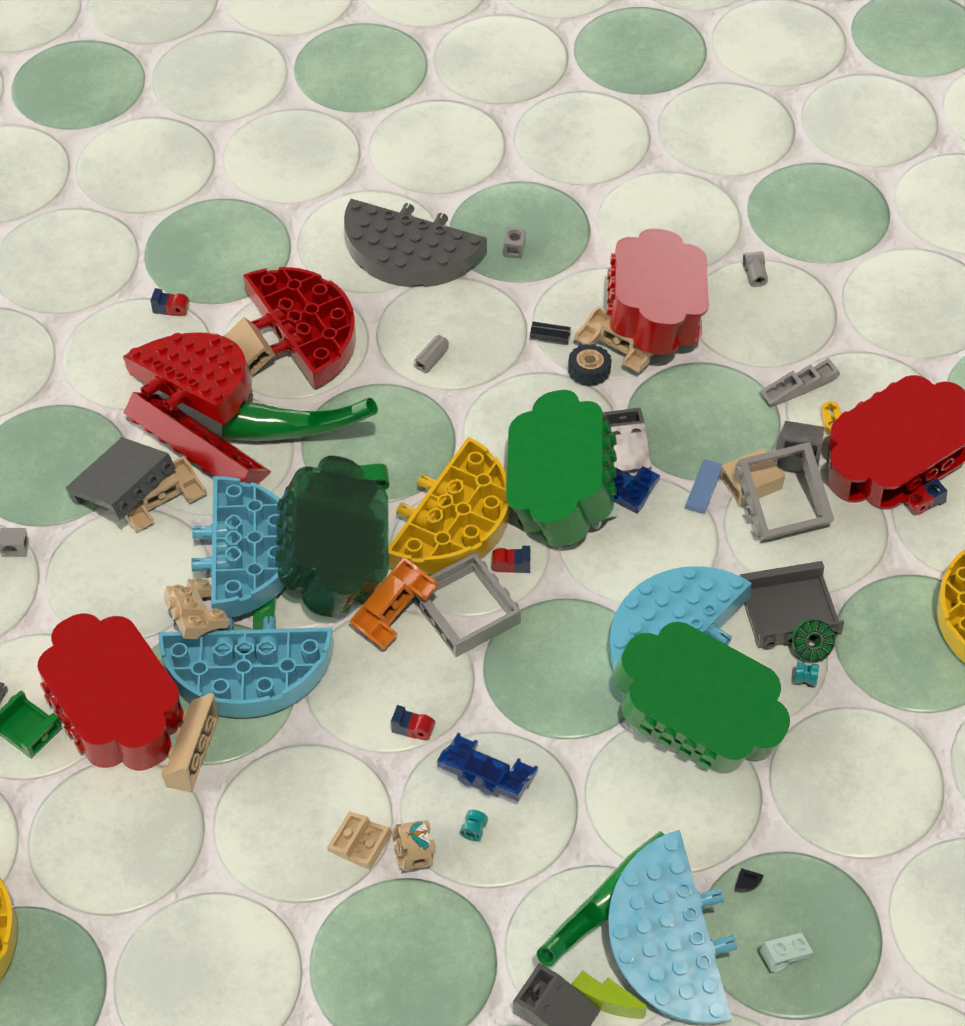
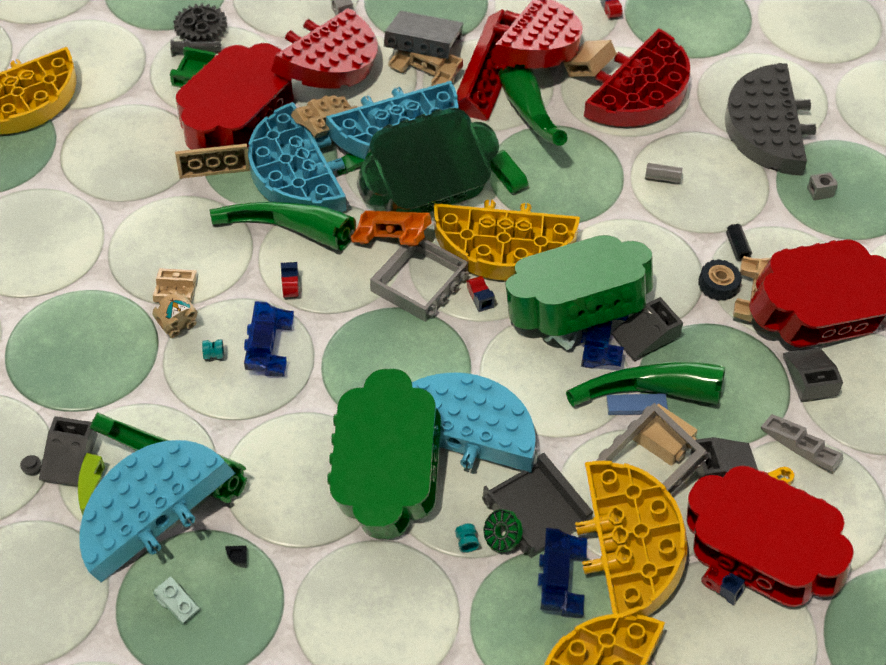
camera: 65 degrees right, 0 degrees up
(104, 567) = (330, 54): none -> red brick
(344, 672) = (313, 221): none -> green brick
(699, 437) = (679, 379): none -> green brick
(730, 341) = (813, 374): none -> dark grey slope
(868, 534) = (638, 536): none -> yellow brick
(872, 614) = (555, 575): none -> clear blue bracket

